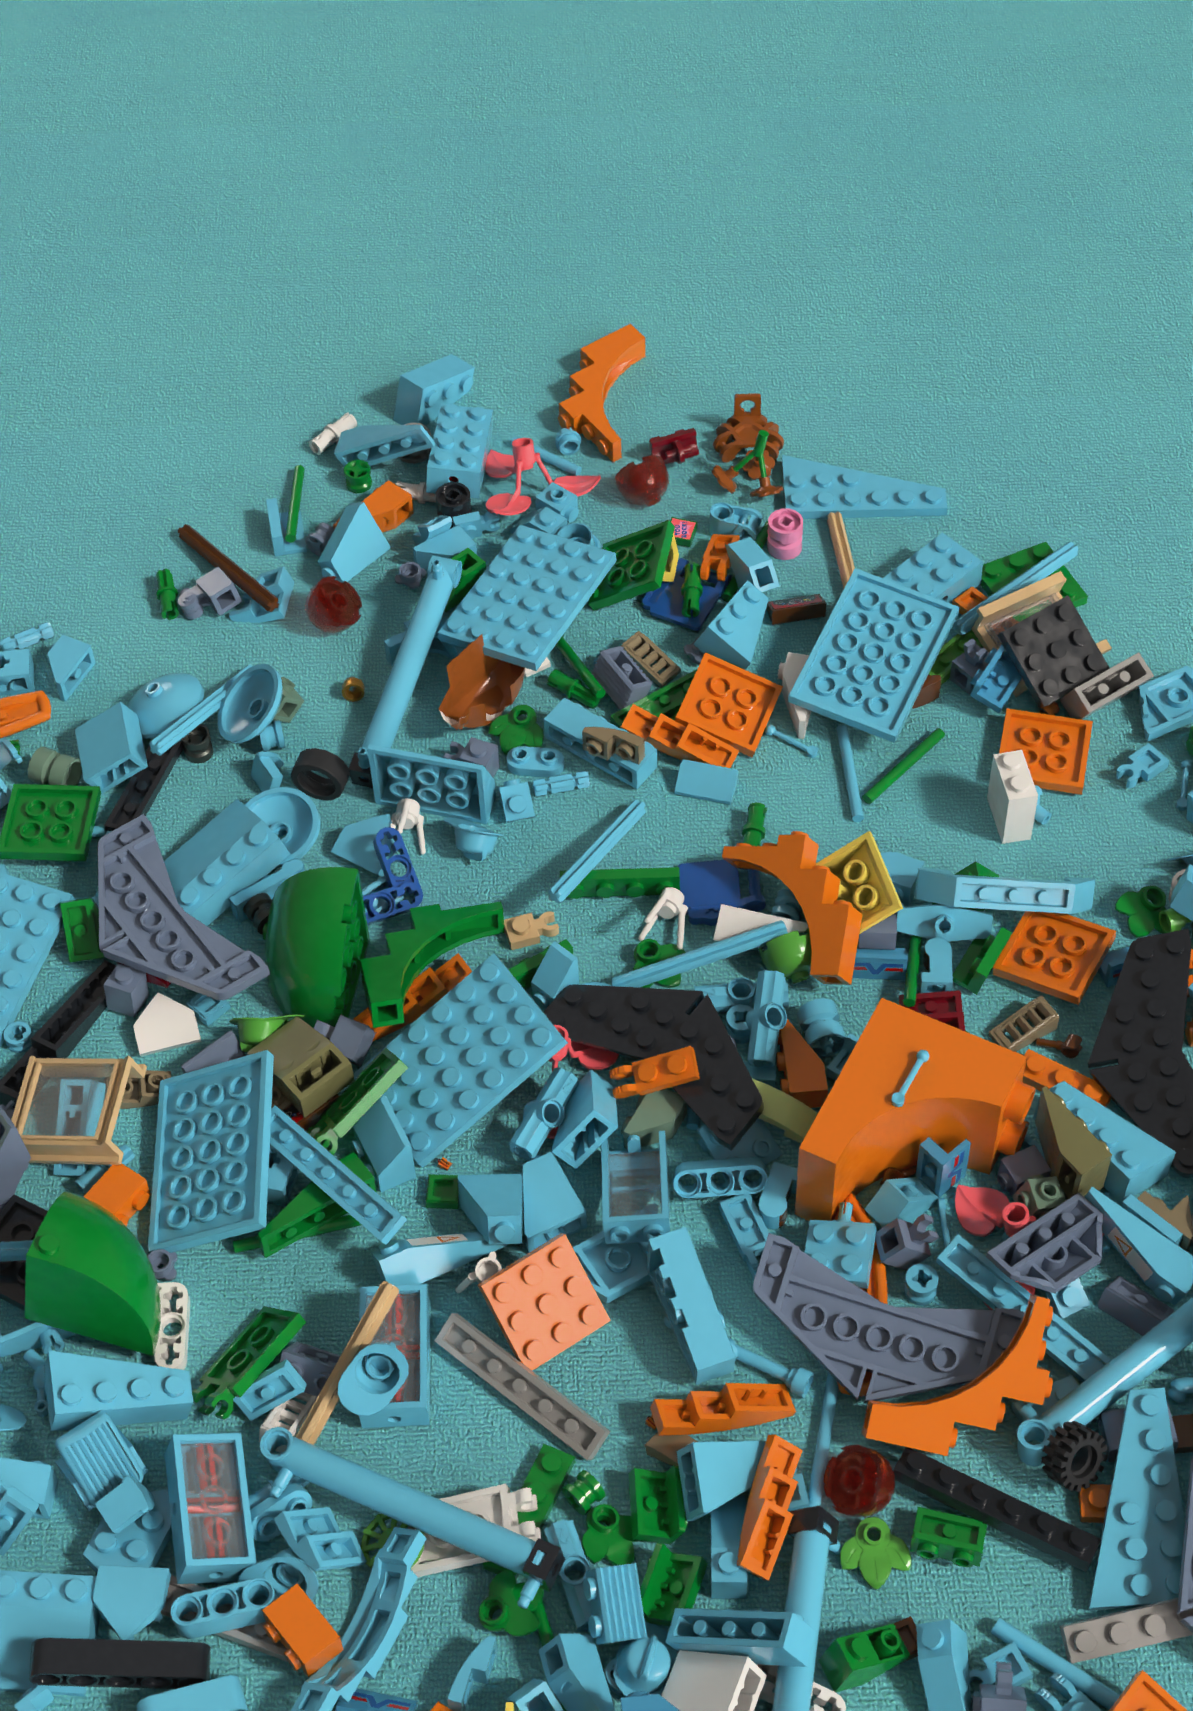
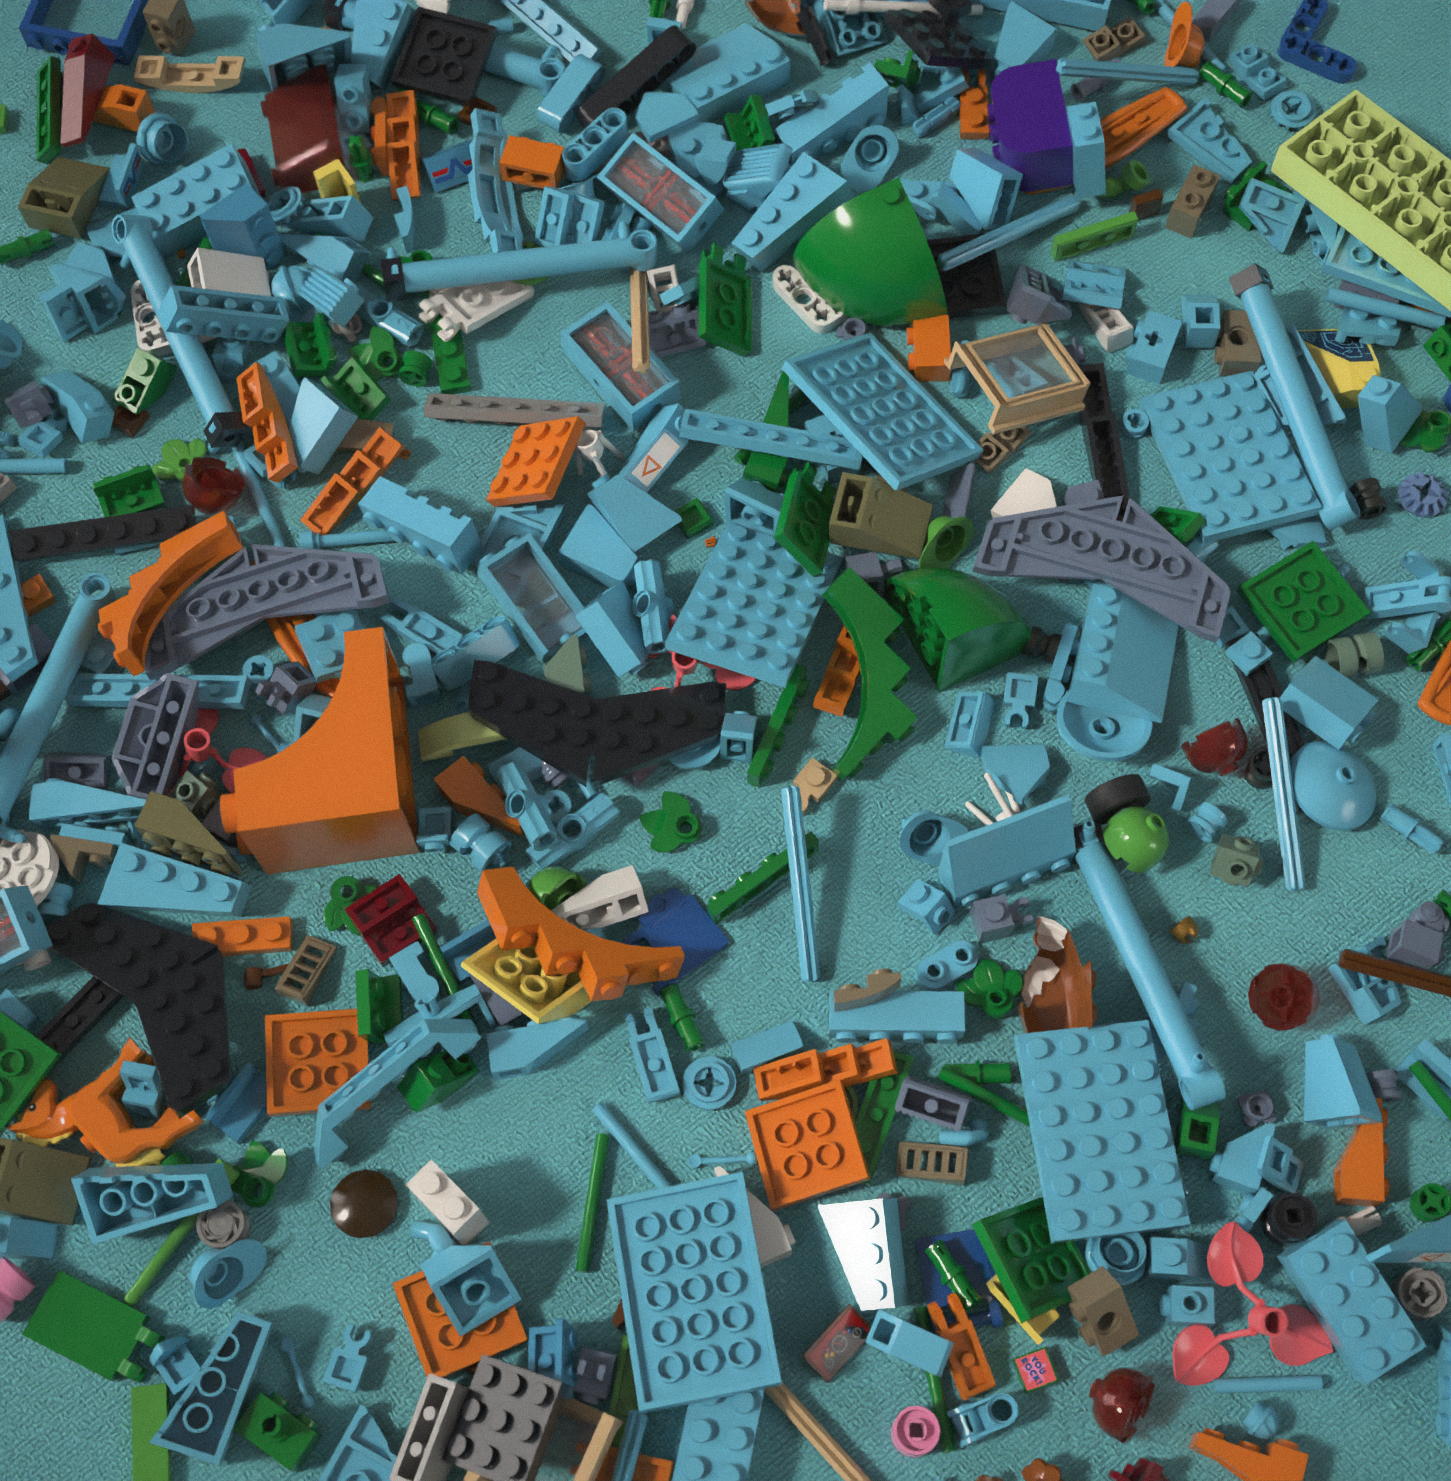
camera: 145 degrees right, 15 degrees up
(60, 1531) = (750, 126): none -> green bracket
(125, 809) = (1249, 653): none -> medium azure plate
(140, 657) = (1412, 829): none -> medium azure axle
(215, 768) = (1218, 748): none -> clear red cylinder
(250, 703) = (1240, 811): medium azure dish -> none
(335, 736) = (1137, 837): none -> bright green cylinder
(372, 1378) = (608, 317): medium azure piece -> none
(396, 884) = (953, 739): blue beam -> none
(561, 783) = (906, 951): medium azure axle -> none
(616, 519) = (1102, 1312): none -> dark tan brick
(657, 1073) = (579, 683): orange hinge -> none
(668, 906) = (702, 883): white plant -> none
(700, 956) = (628, 834): medium azure axle -> none
(762, 776) = (698, 1072): none -> medium azure gear
(797, 812) = (652, 1059): none -> medium azure hinge
(898, 1098) = (325, 718): medium azure hinge -> none
(1038, 746) = (470, 1285): none -> medium azure slope
(1060, 1460) = (58, 595): black tyre -> none
(1074, 852) = (364, 1204): none -> dark brown dish

